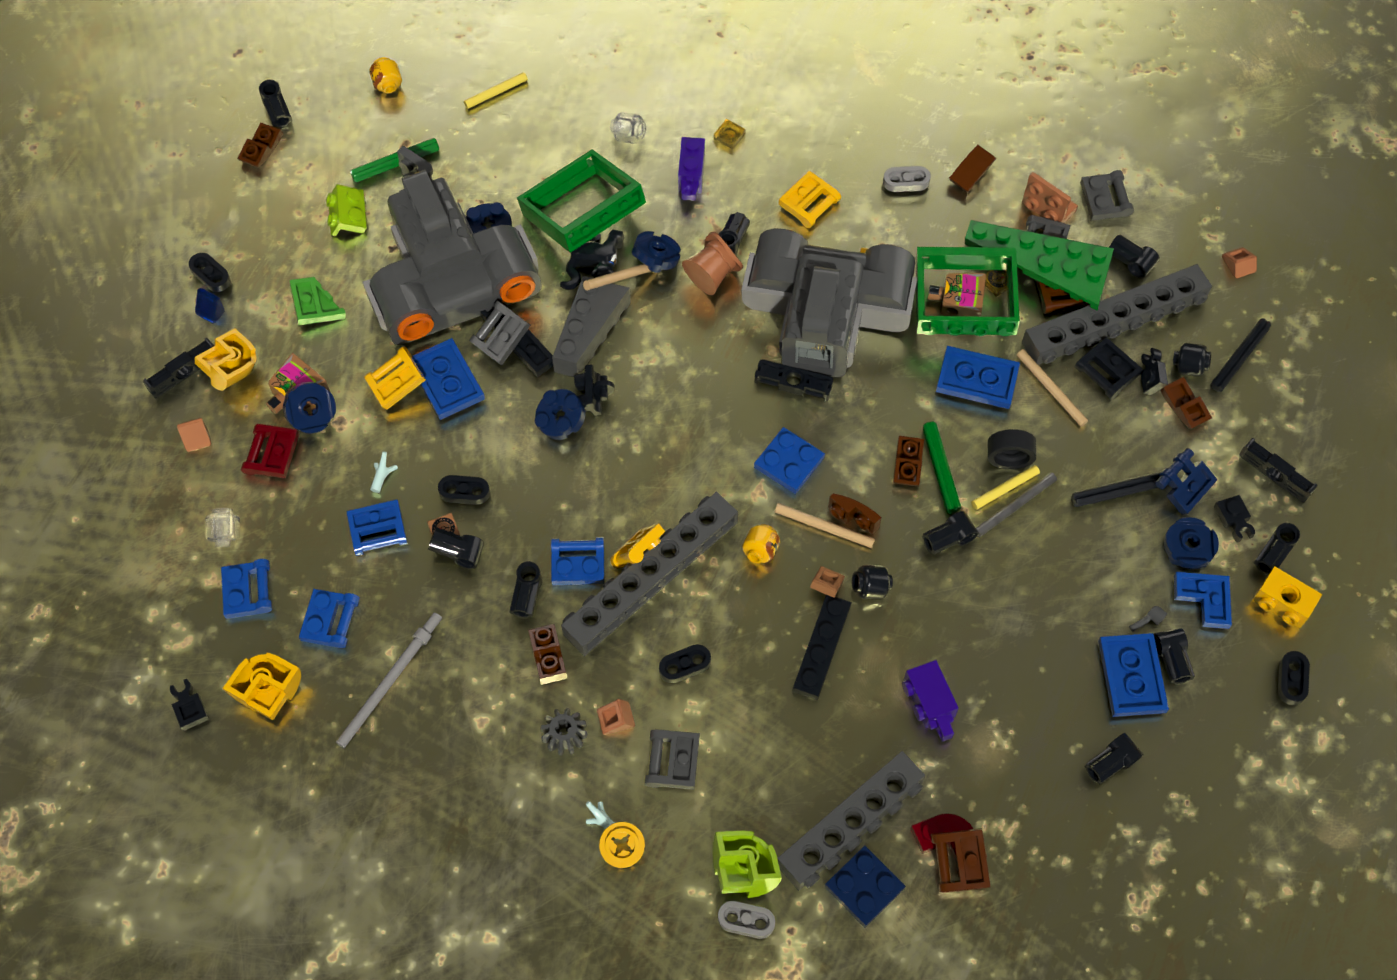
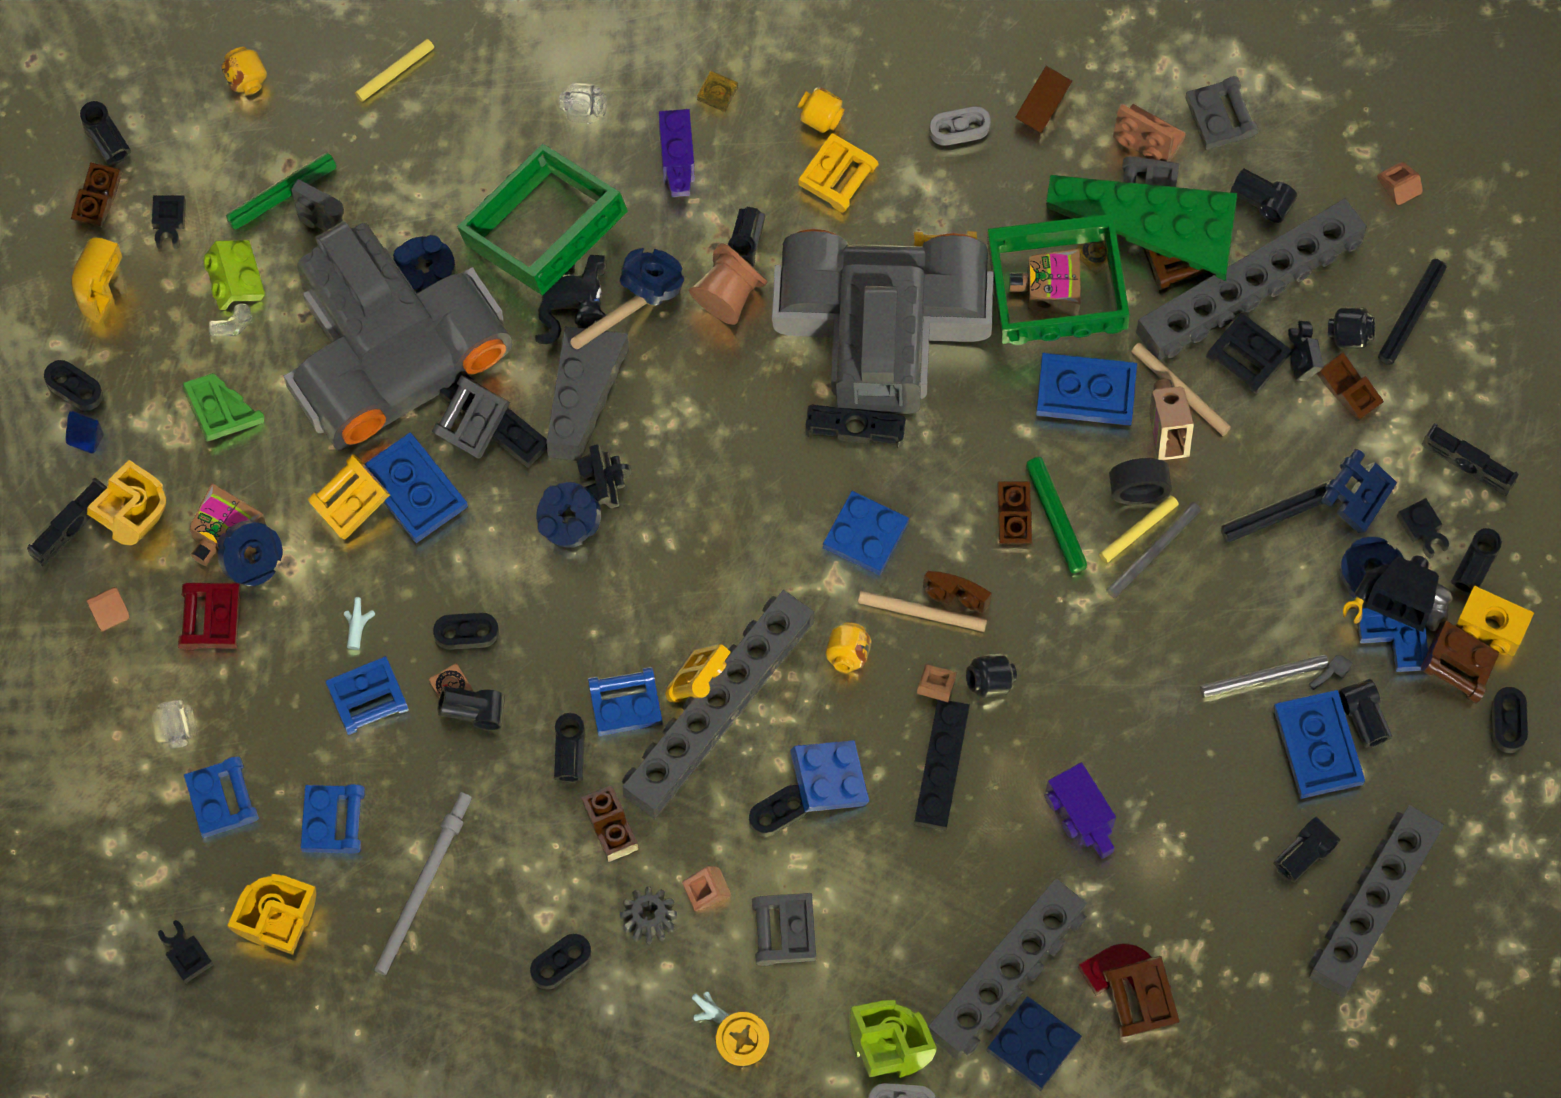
camera: 10 degrees left, 5 degrees up
(242, 196) = (92, 277): none -> yellow brick
(306, 166) = (168, 215): none -> black plate
(338, 247) = (235, 325): none -> clear arm
(485, 758) = (560, 962): none -> black plate
(729, 642) = (829, 776): none -> blue plate
(804, 154) = (821, 110): none -> yellow head
(956, 530) = (1084, 595): black piece -> none
(1042, 396) = (1170, 411): none -> medium nougat torso
(1094, 614) = (1264, 676): none -> flat silver bar
(1212, 760) = (1421, 833): none -> dark grey brick
(1217, 563) = (1404, 593): none -> black torso
(1261, 620) = (1465, 654): none -> reddish brown plate

